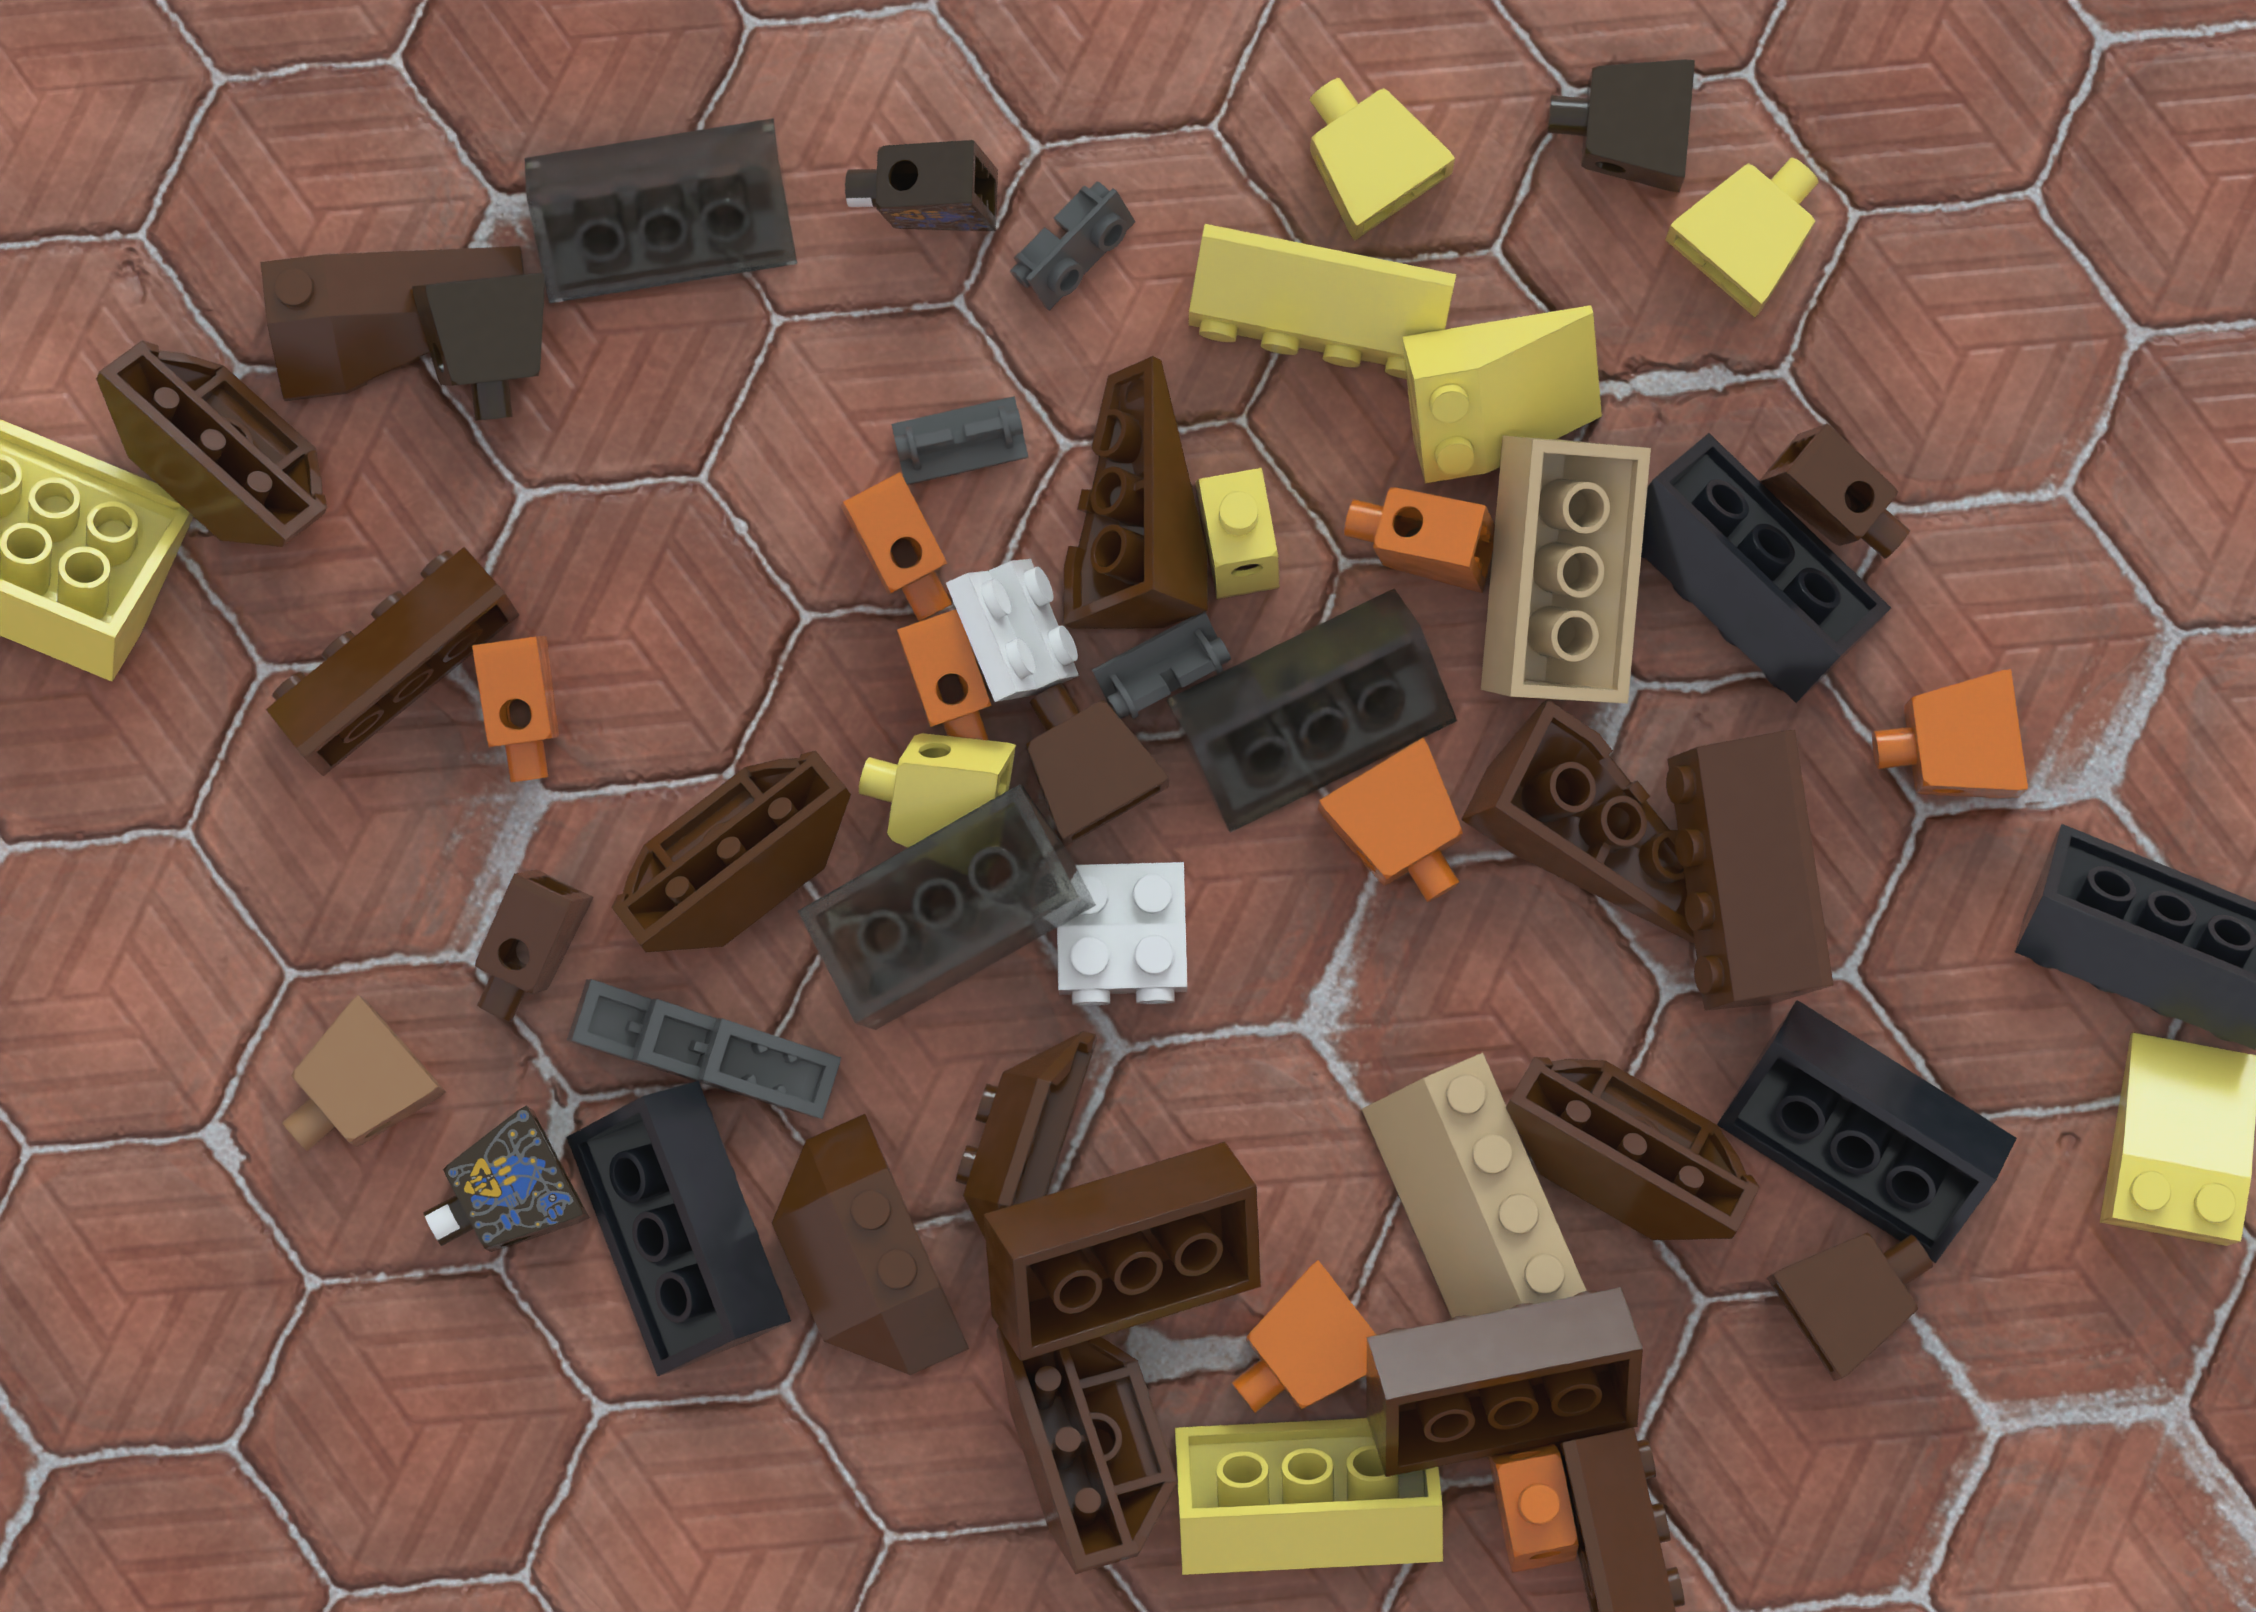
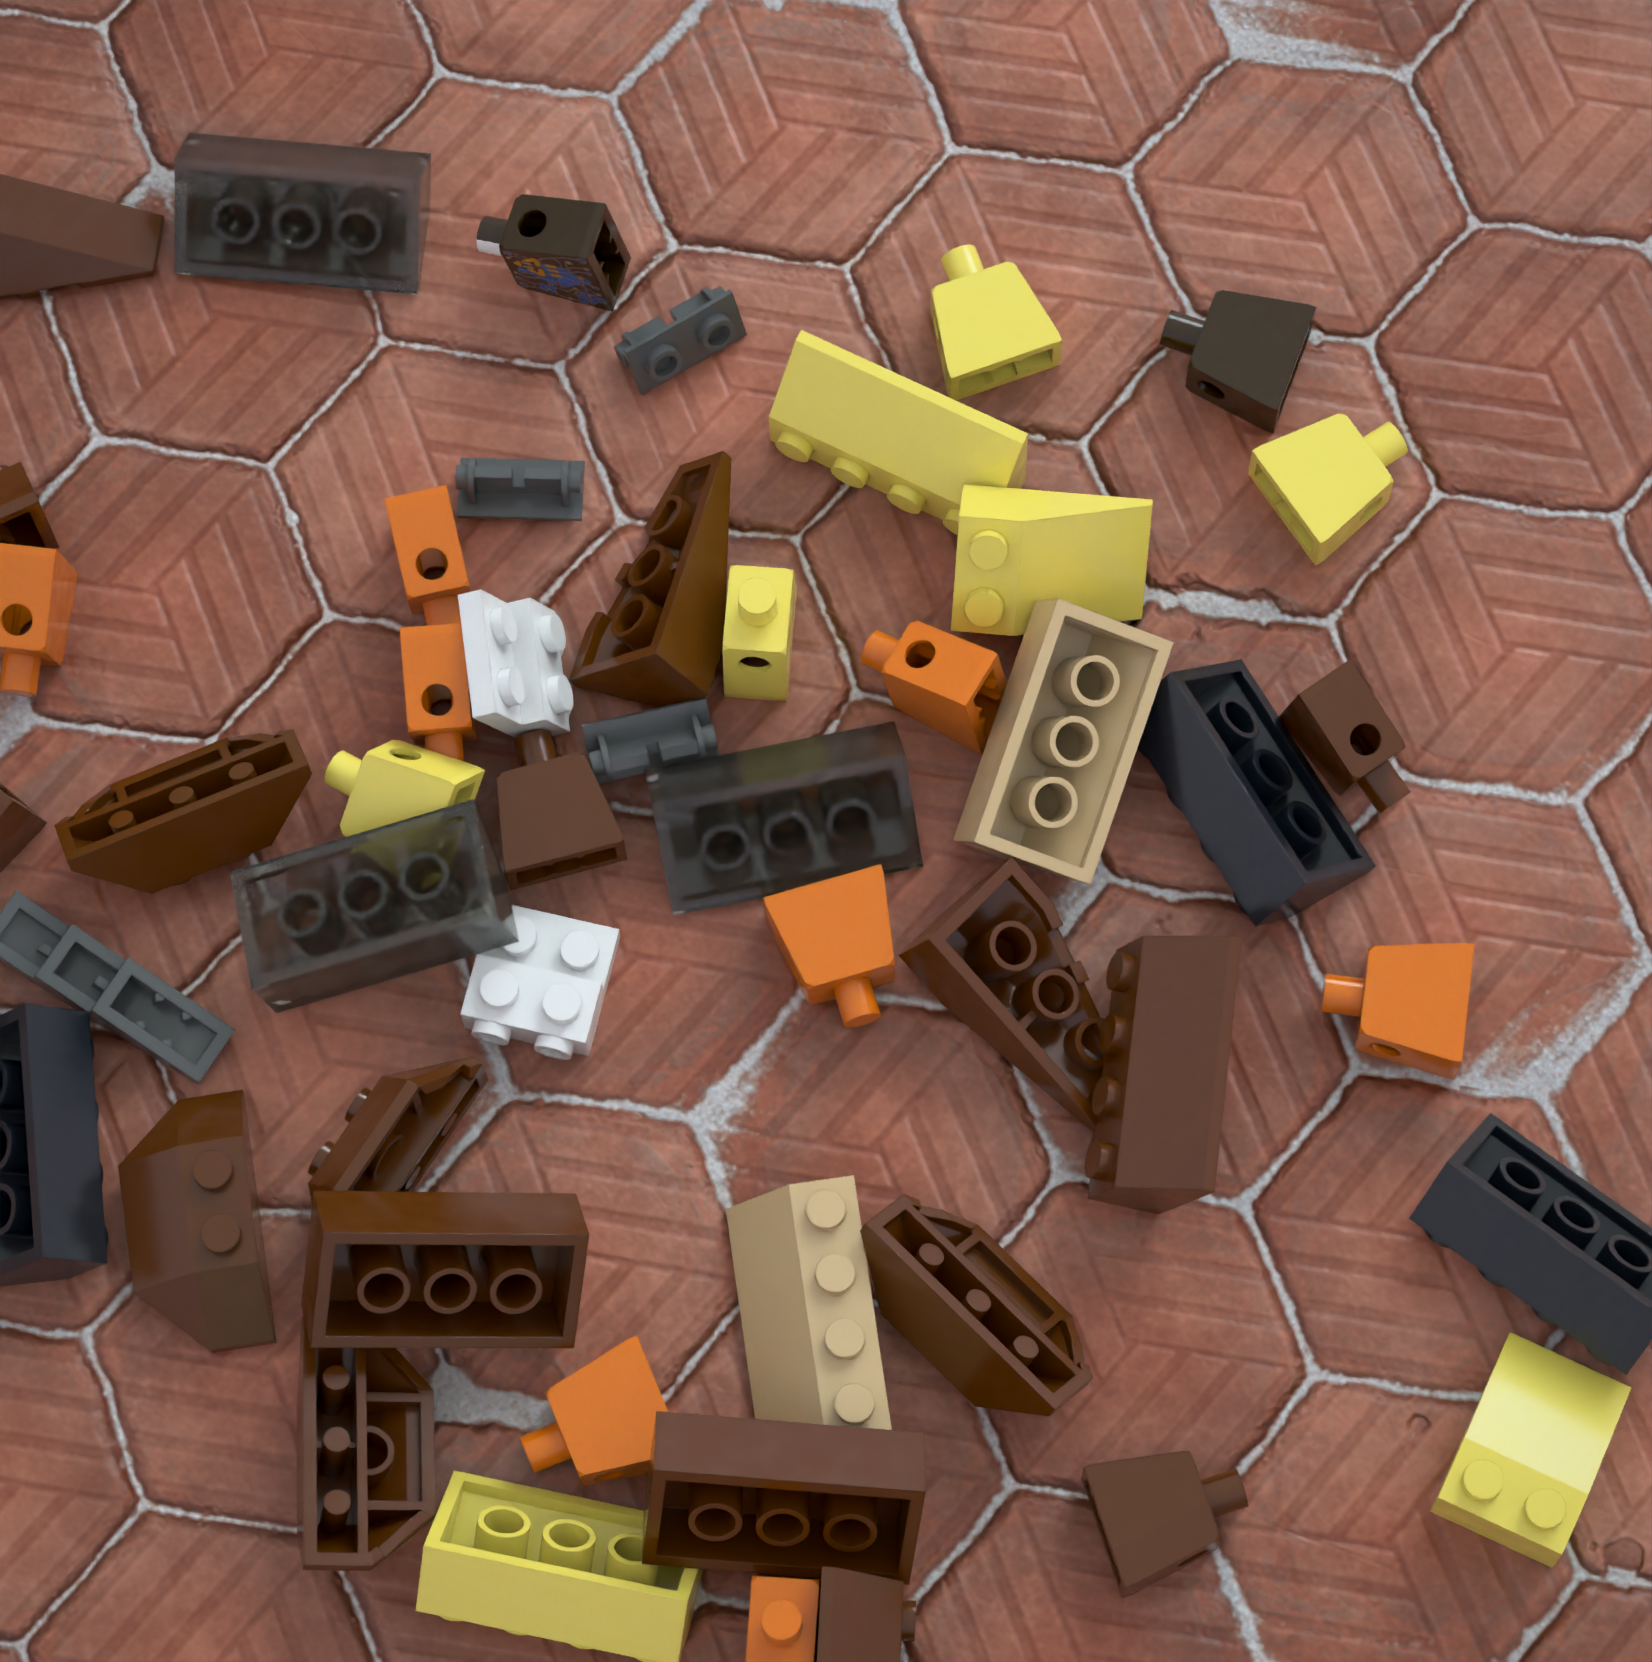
camera: 15 degrees right, 10 degrees down
(484, 335) = (100, 277): dark brown torso -> none
(1867, 1131) = (1216, 1355): black slope -> none

